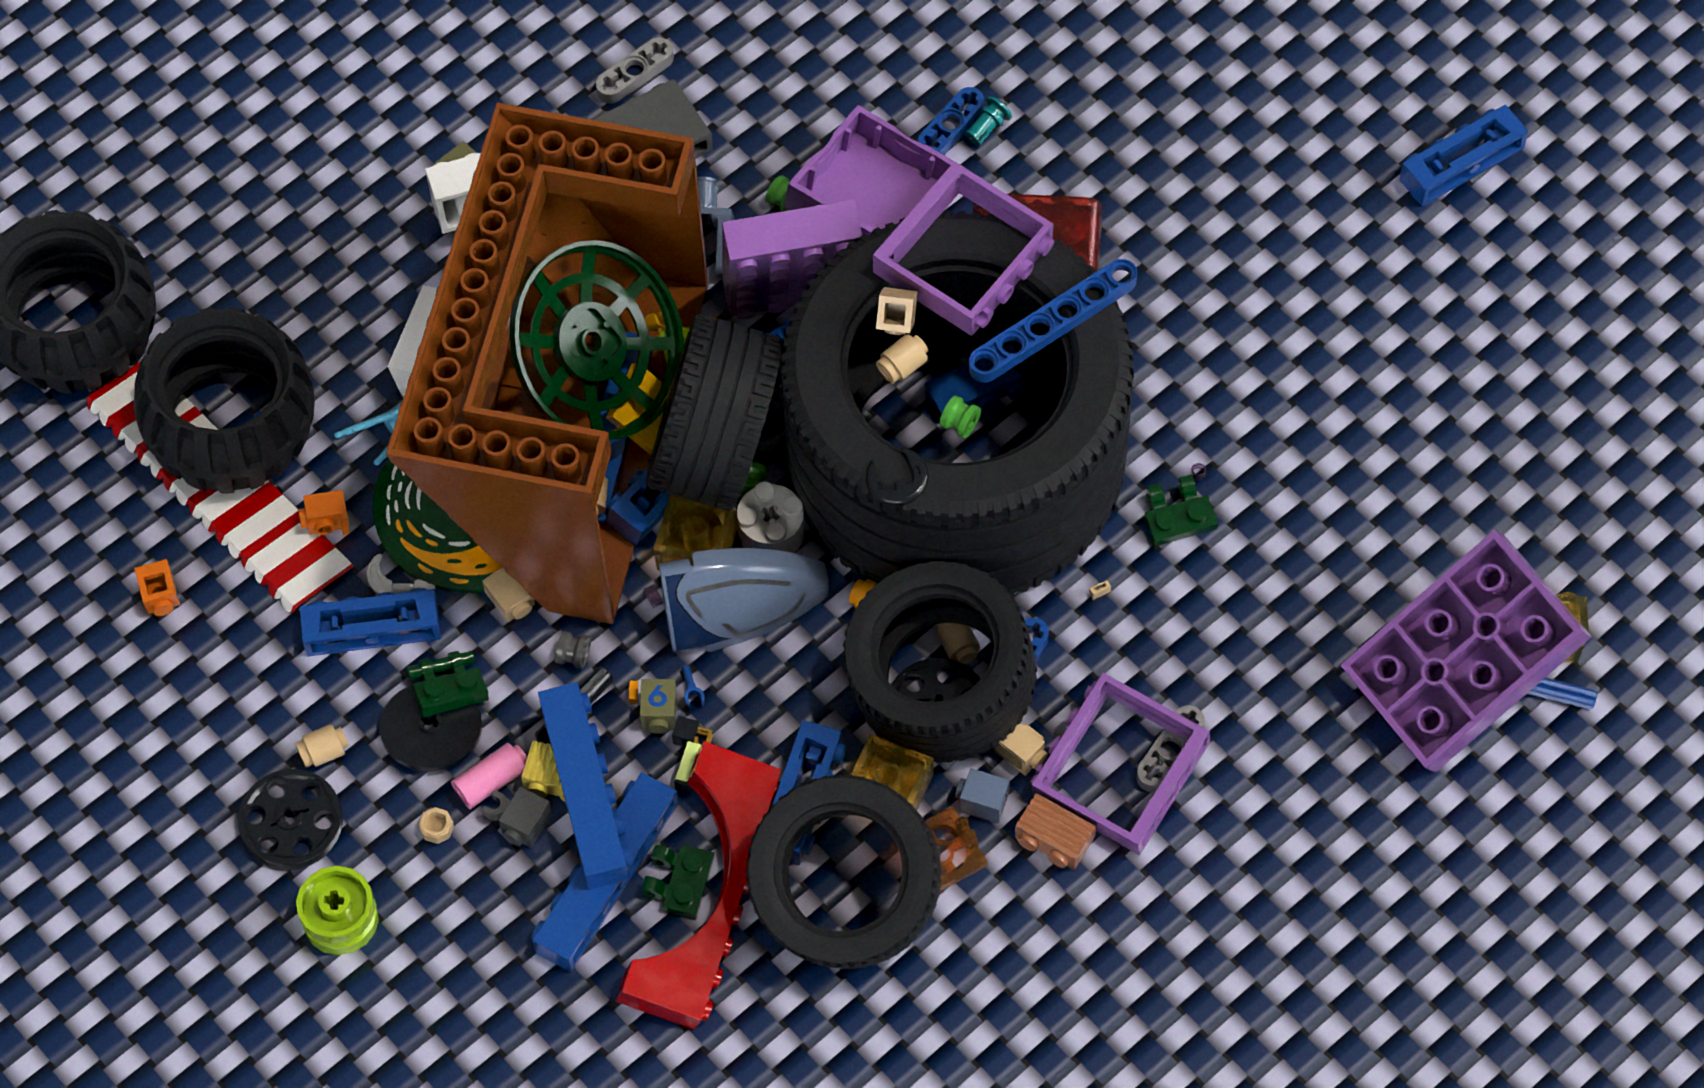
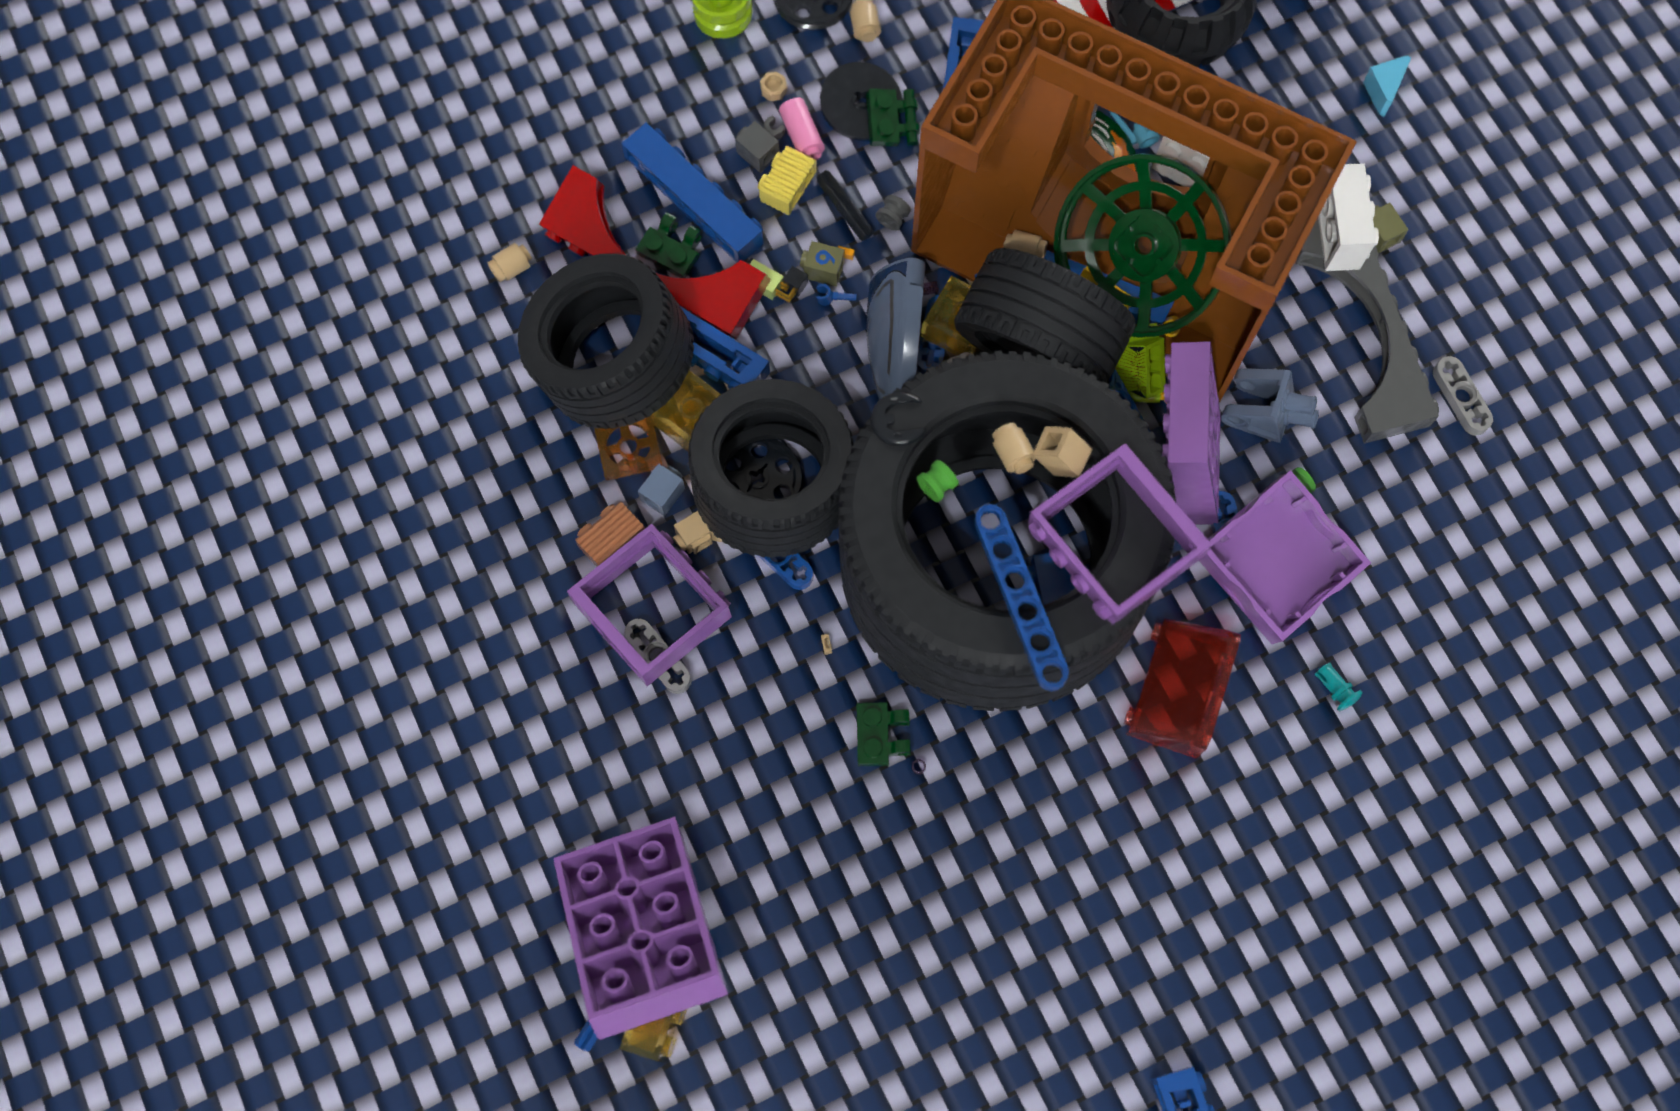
camera: 105 degrees right, 10 degrees up
(277, 196) = (1383, 82): none -> medium azure slope
(584, 786) = (757, 178): blue brick -> none
(754, 1047) = (510, 262): none -> tan brick
(953, 110) = (1345, 641): blue beam -> none

